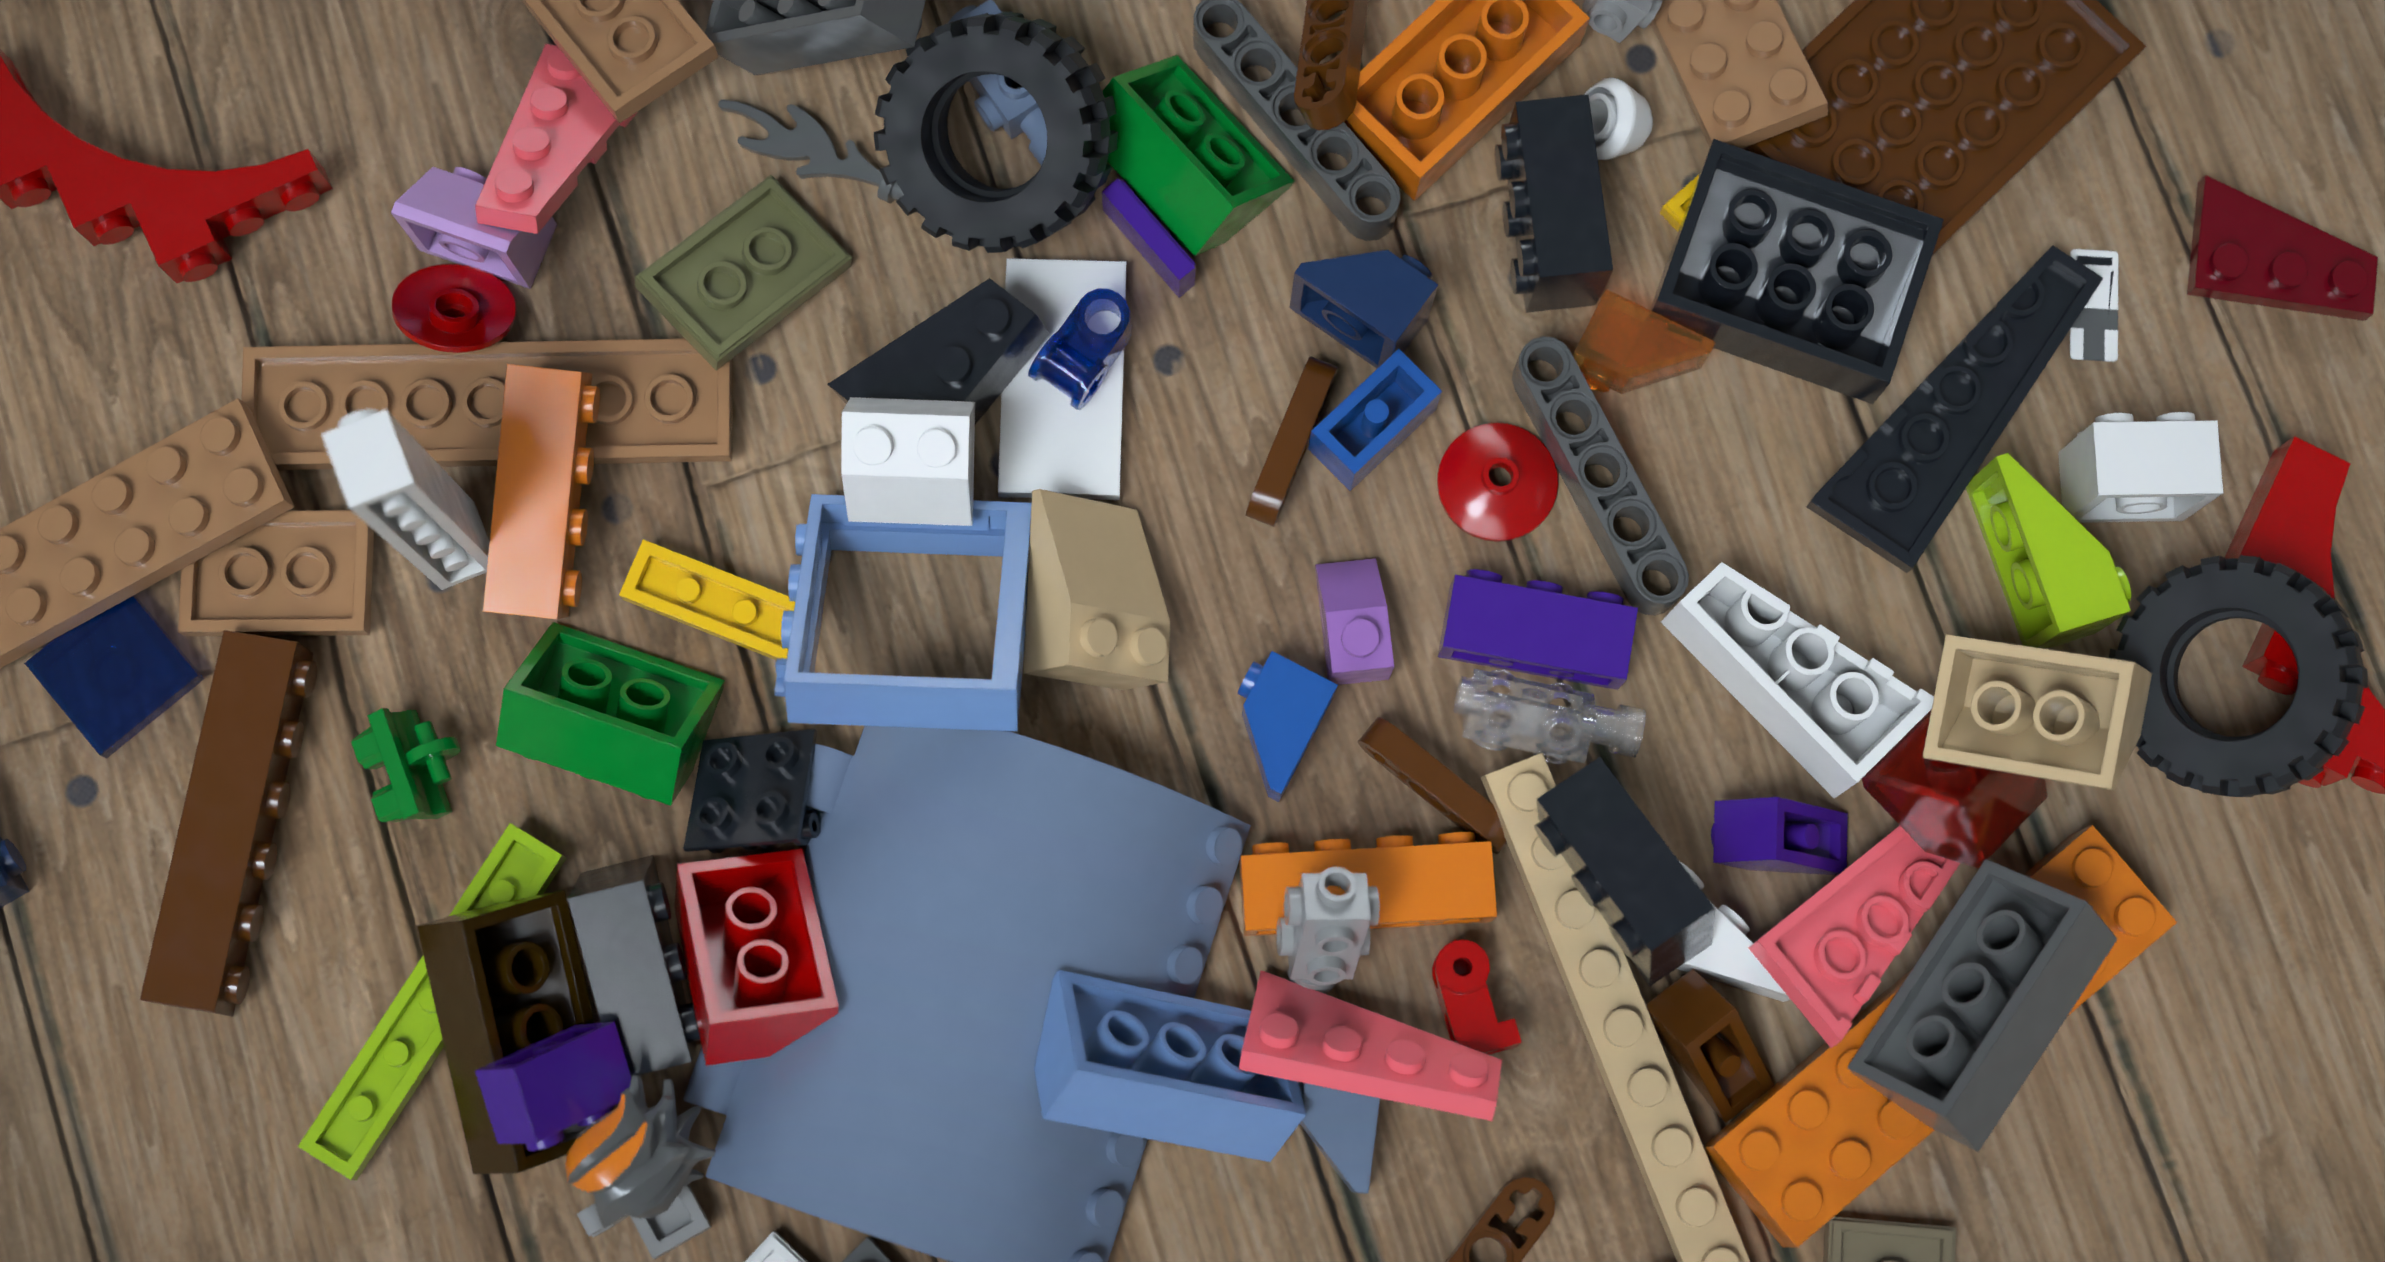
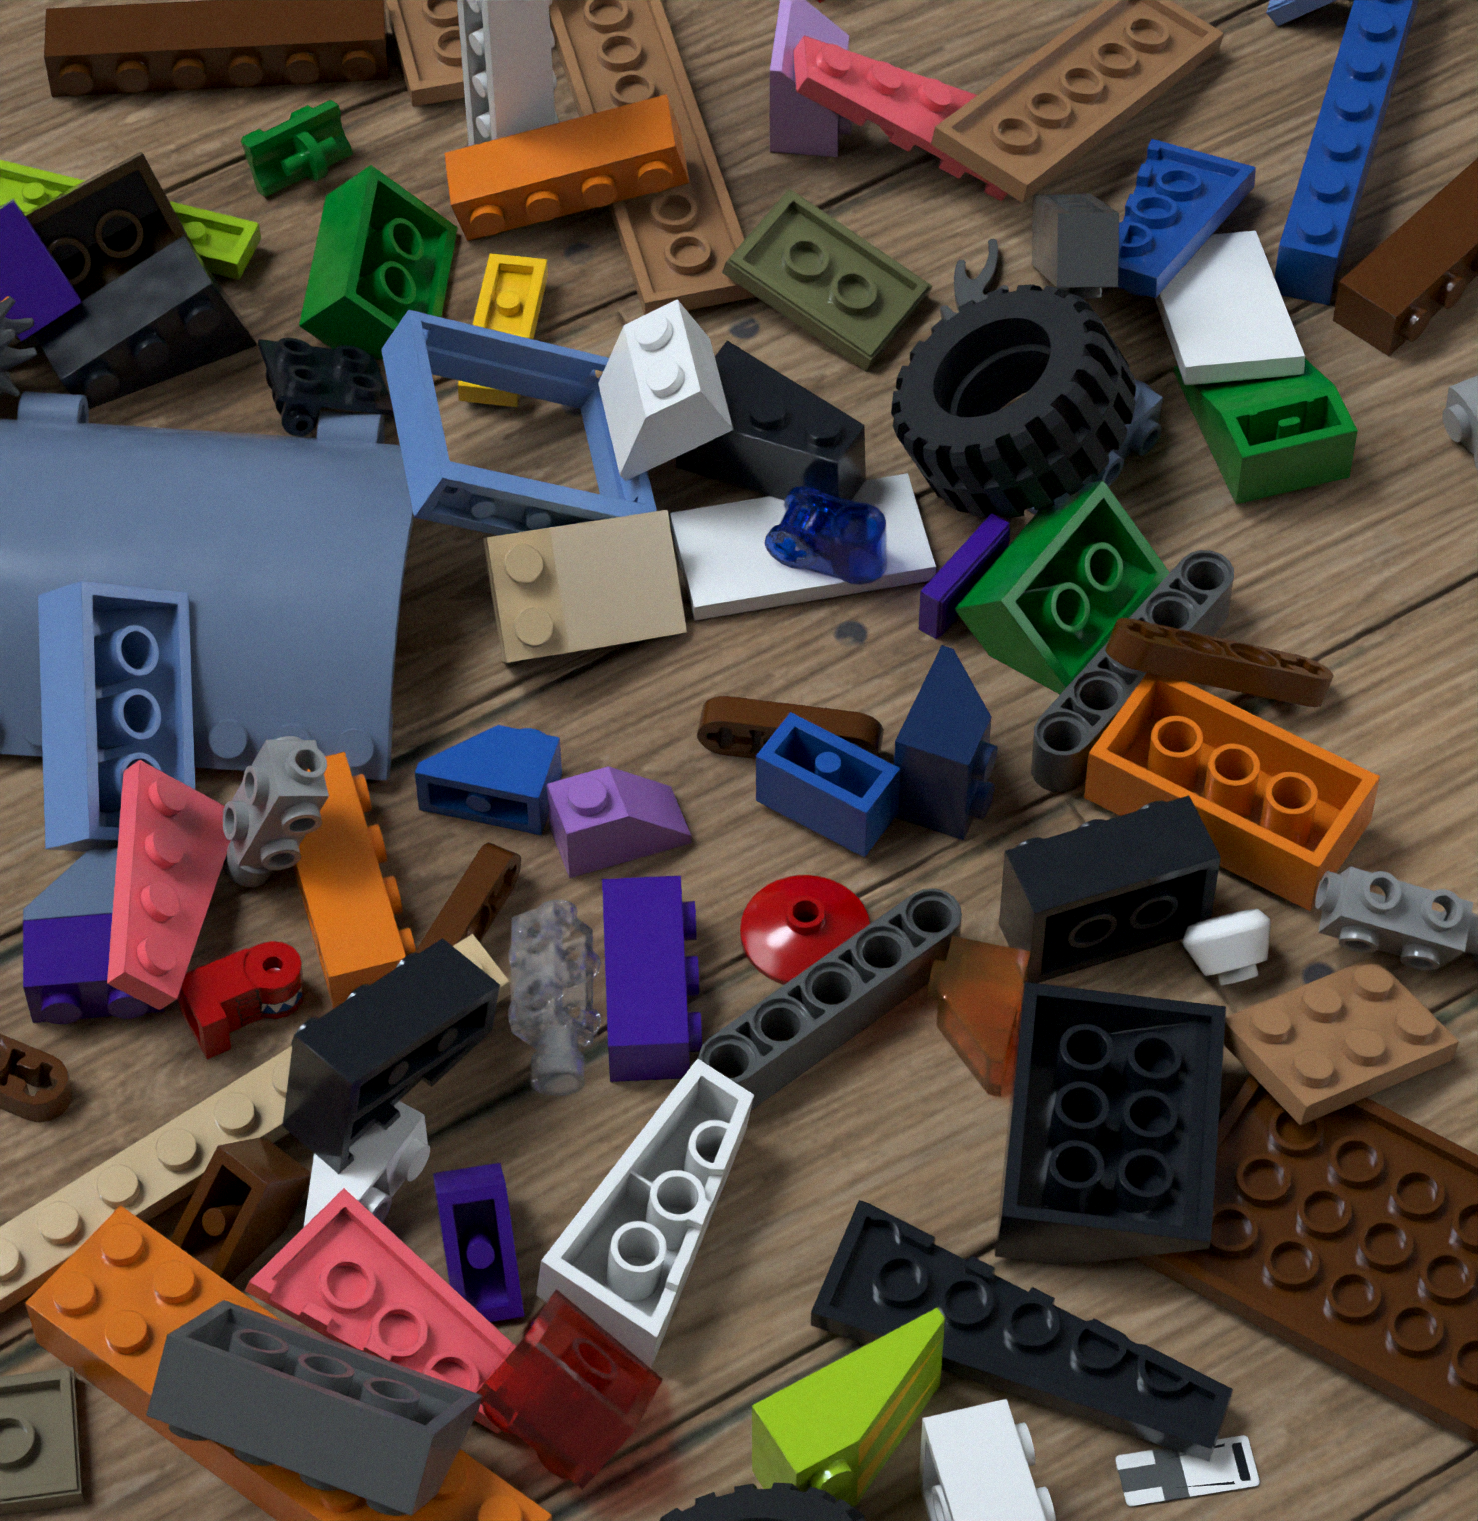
camera: 80 degrees right, 25 degrees down
(453, 308) = (725, 87): red dish -> none
(753, 953) = (164, 383): red slope -> none
(1415, 1153) = (69, 971): none -> dark purple brick
(2036, 712) = (658, 1407): tan slope -> none

